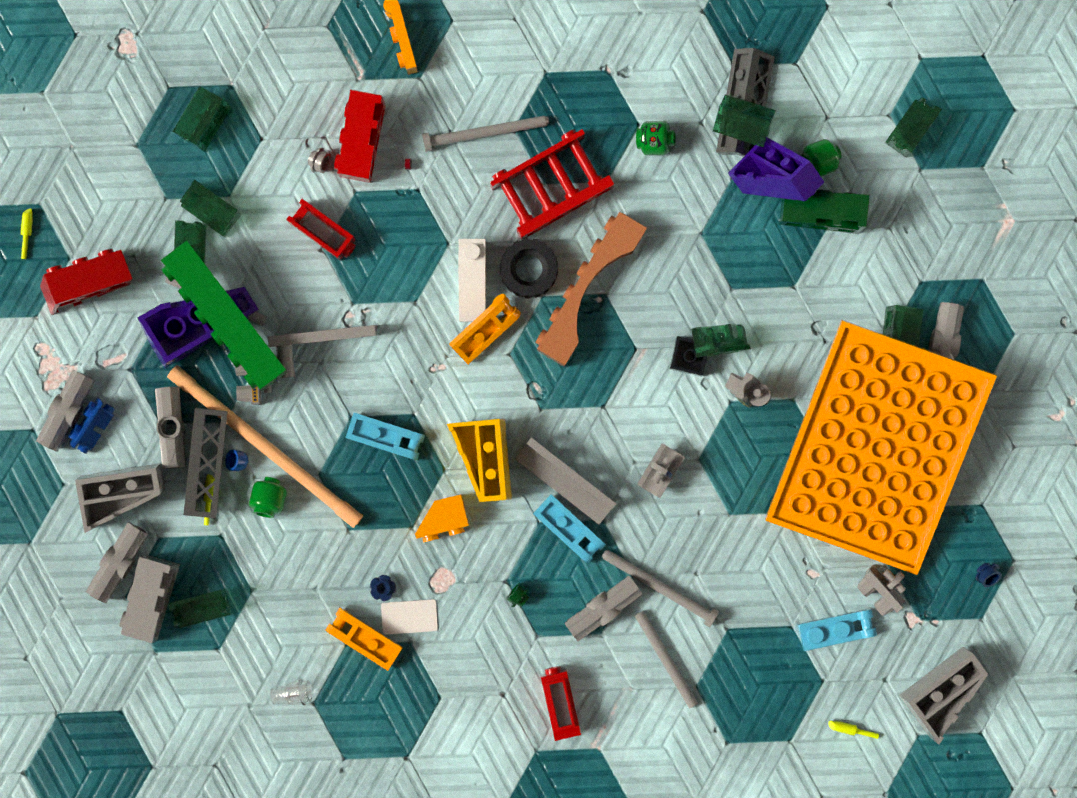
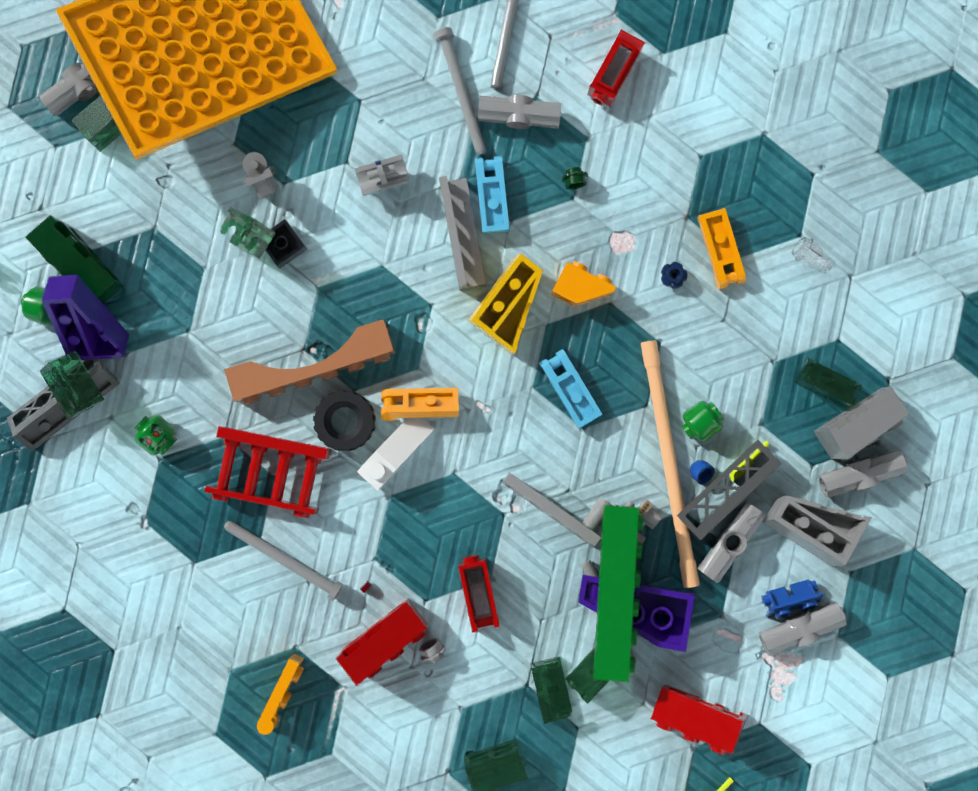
camera: 135 degrees left, 0 degrees up
(409, 617) = (672, 237): white sticker -> none

